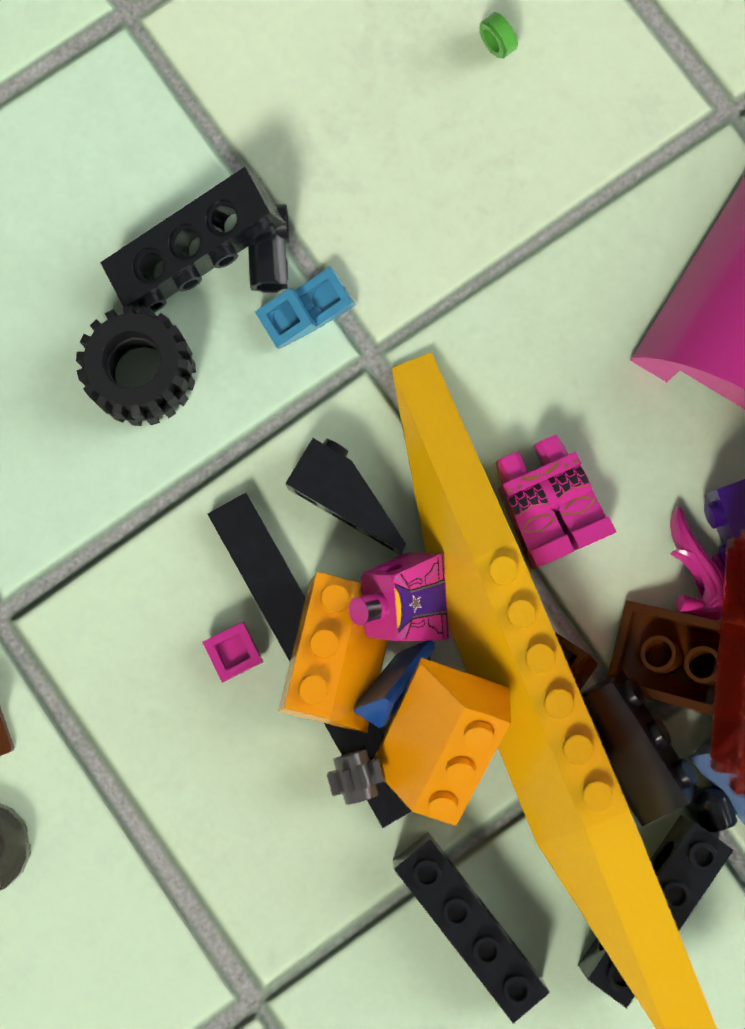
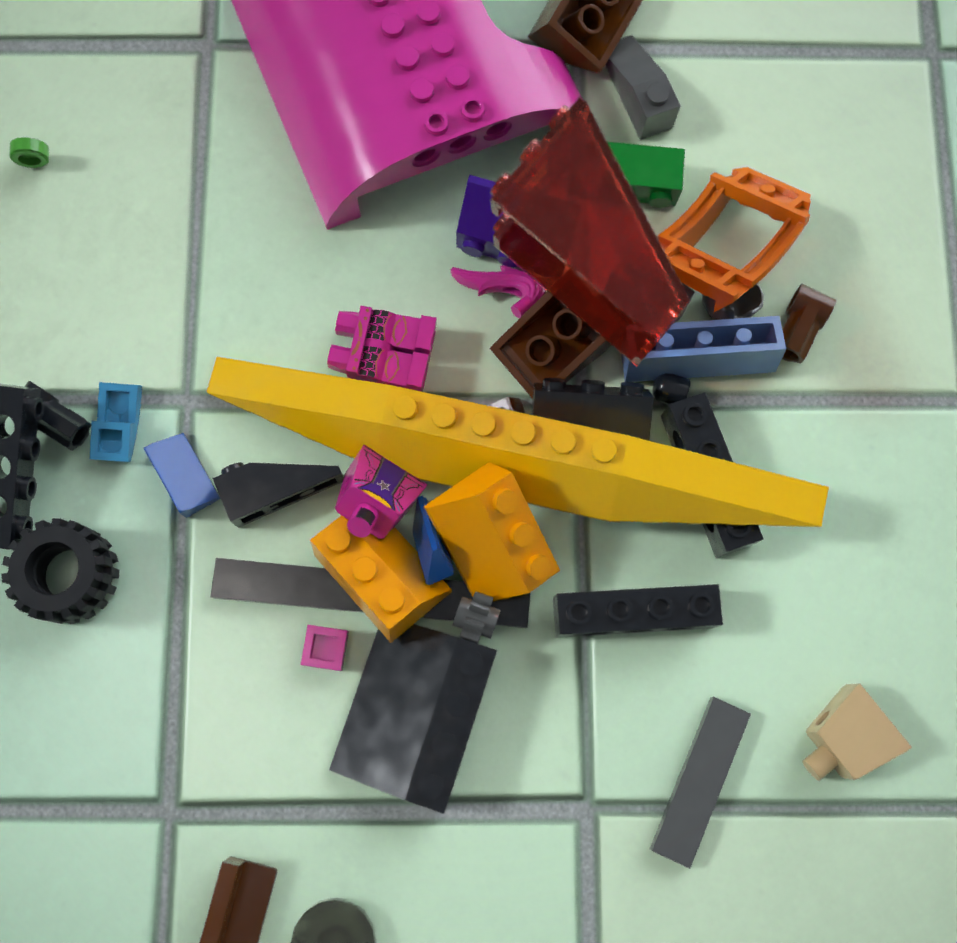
camera: 60 degrees left, 5 degrees down
(229, 781) = (414, 715): none -> black slope
(300, 404) = (182, 474): none -> slope

